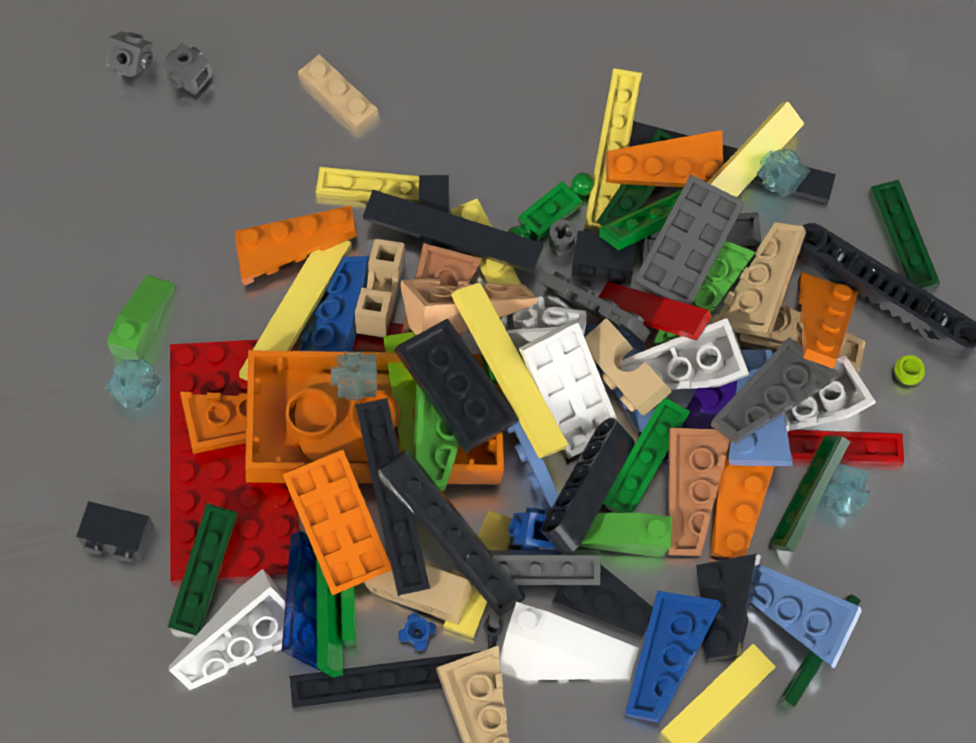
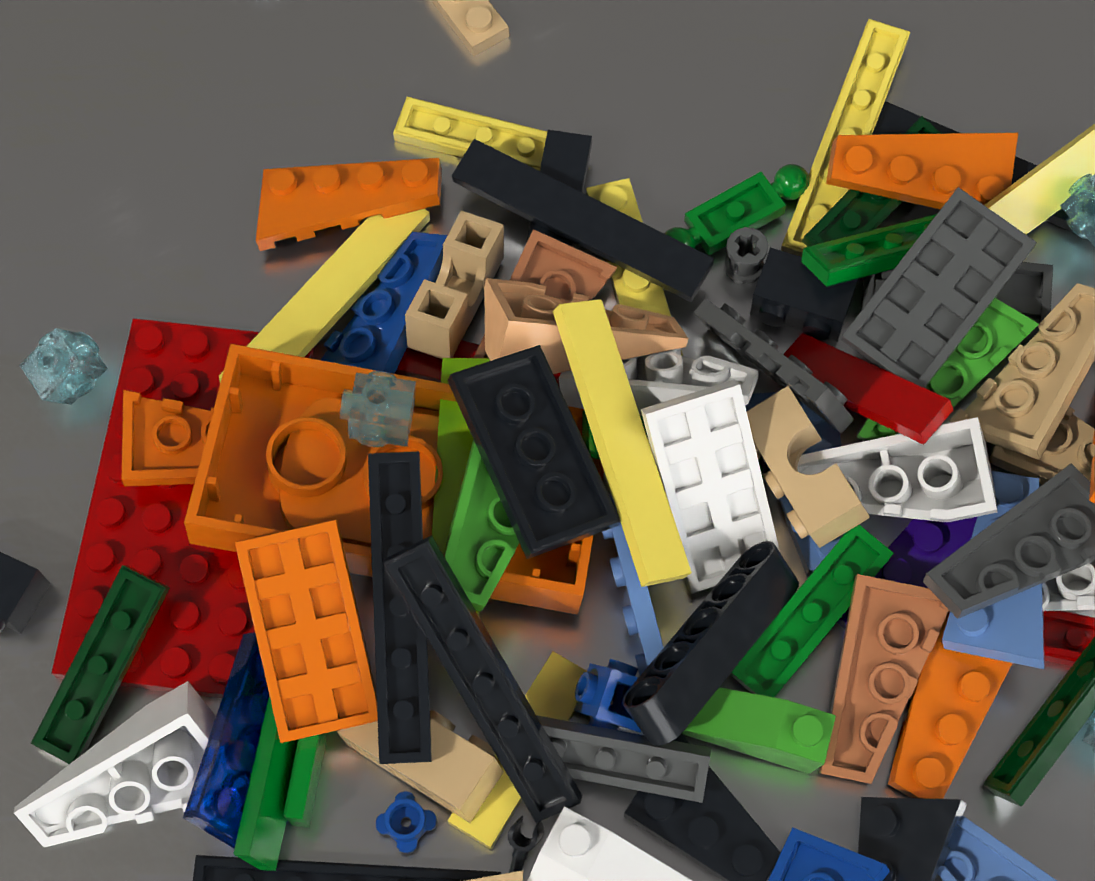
camera: 15 degrees right, 0 degrees up
(140, 319) = (97, 274): bright green slope -> none

